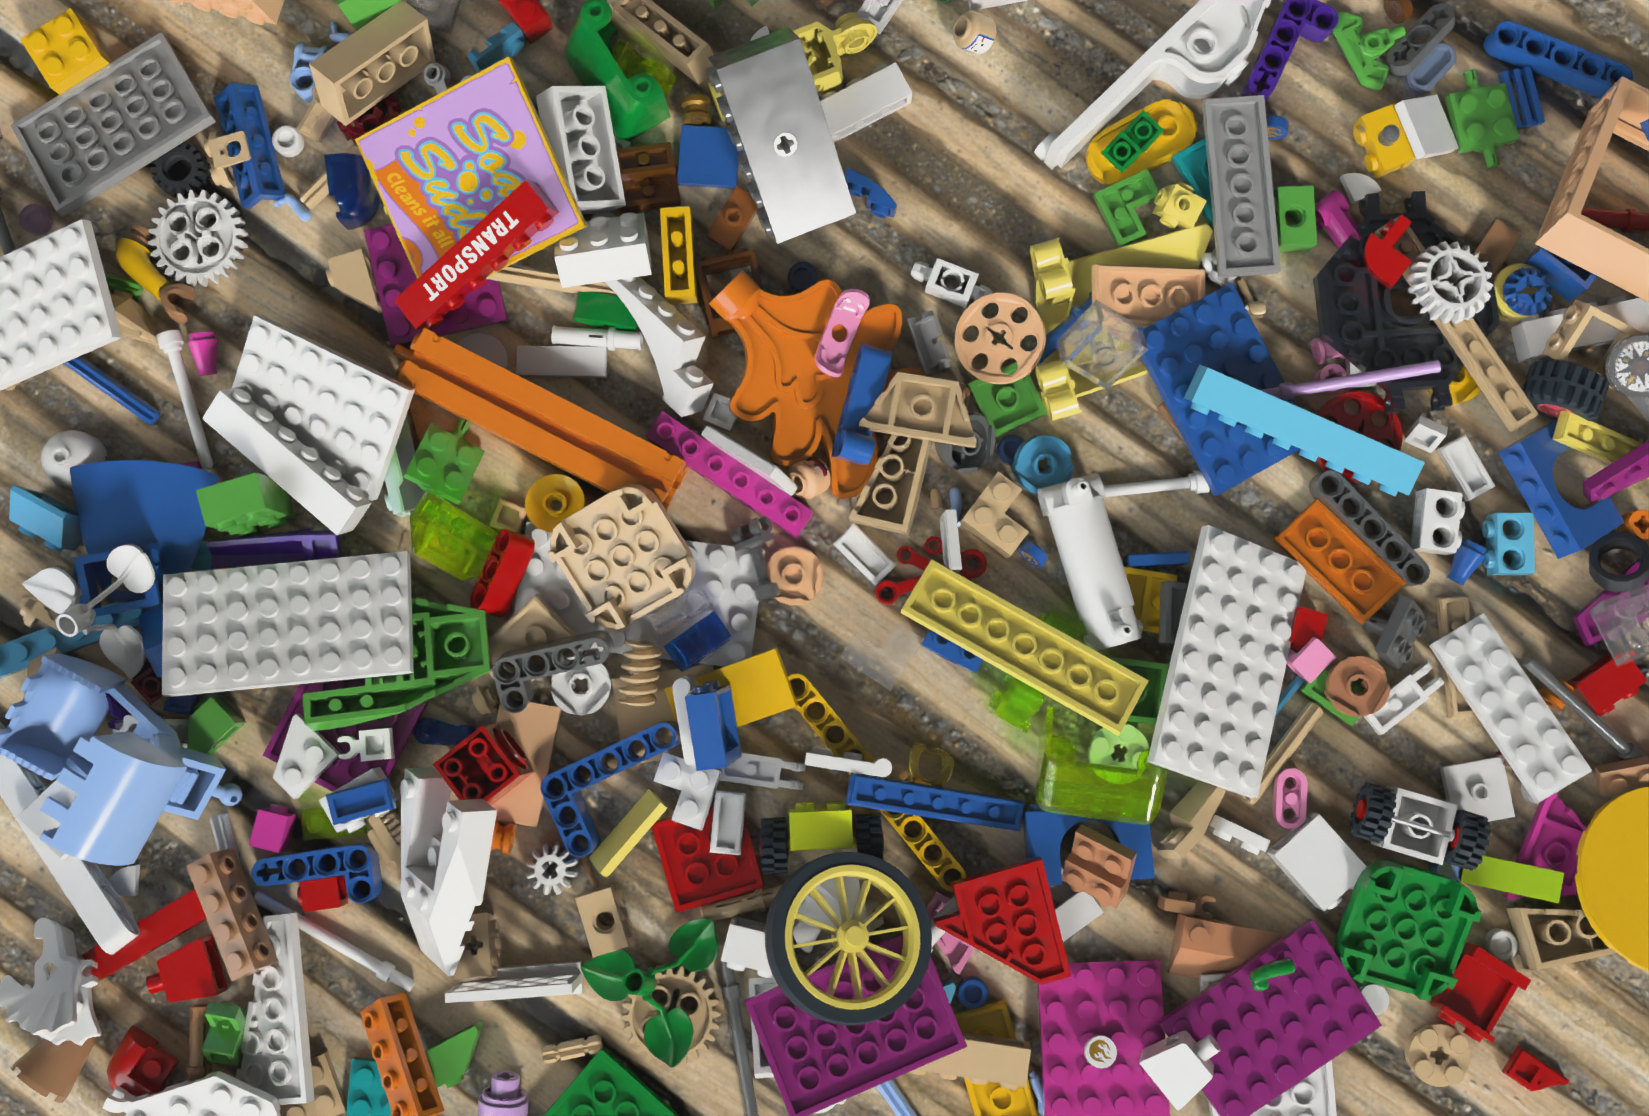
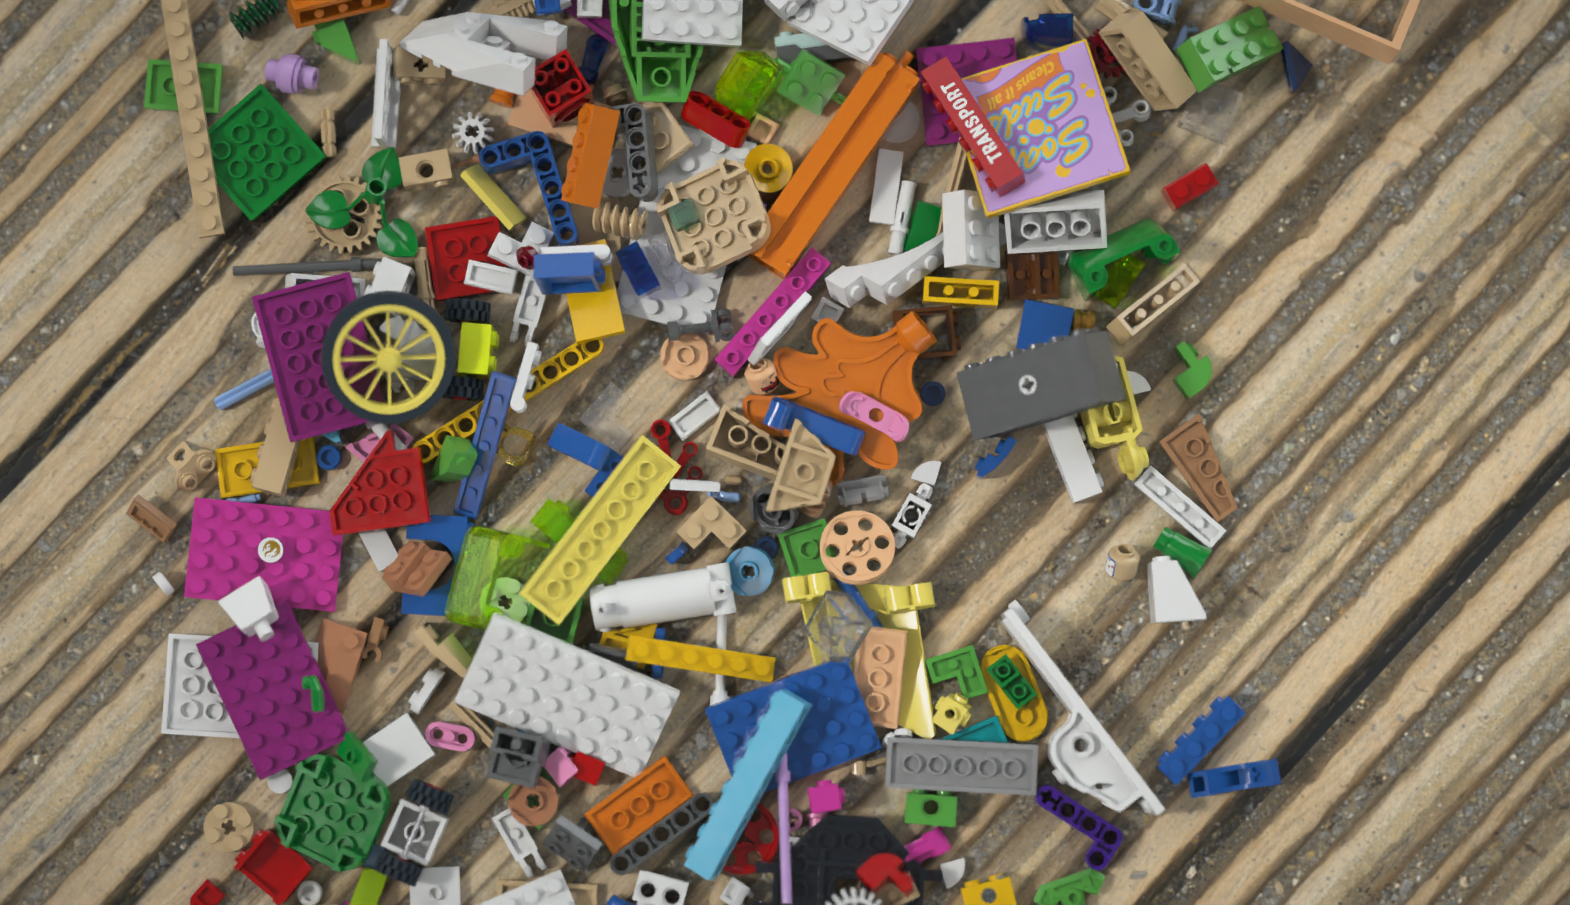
camera: 95 degrees right, 0 degrees up
(355, 278) = (974, 26): tan slope -> none
(504, 44) = (1144, 157): dark azure wing -> none
(563, 717) = (590, 155): none -> orange brick
(624, 594) = (683, 215): none -> clear green tile
(699, 781) = (525, 257): none -> dark red plate
(733, 219) = (987, 340): dark orange plate -> none
(896, 272) = (927, 472): none -> white tile
(923, 685) = (579, 447): none -> blue beam
(958, 837) = (454, 460): none -> bright green slope
(1158, 509) = (700, 658): none -> yellow plate
(1277, 127) = (1011, 805): blue tile -> none
(1297, 707) = (519, 746): none -> dark grey brick
(1302, 339) = (825, 796): none -> dark pink brick
(1339, 908) = (357, 756): none -> green plate

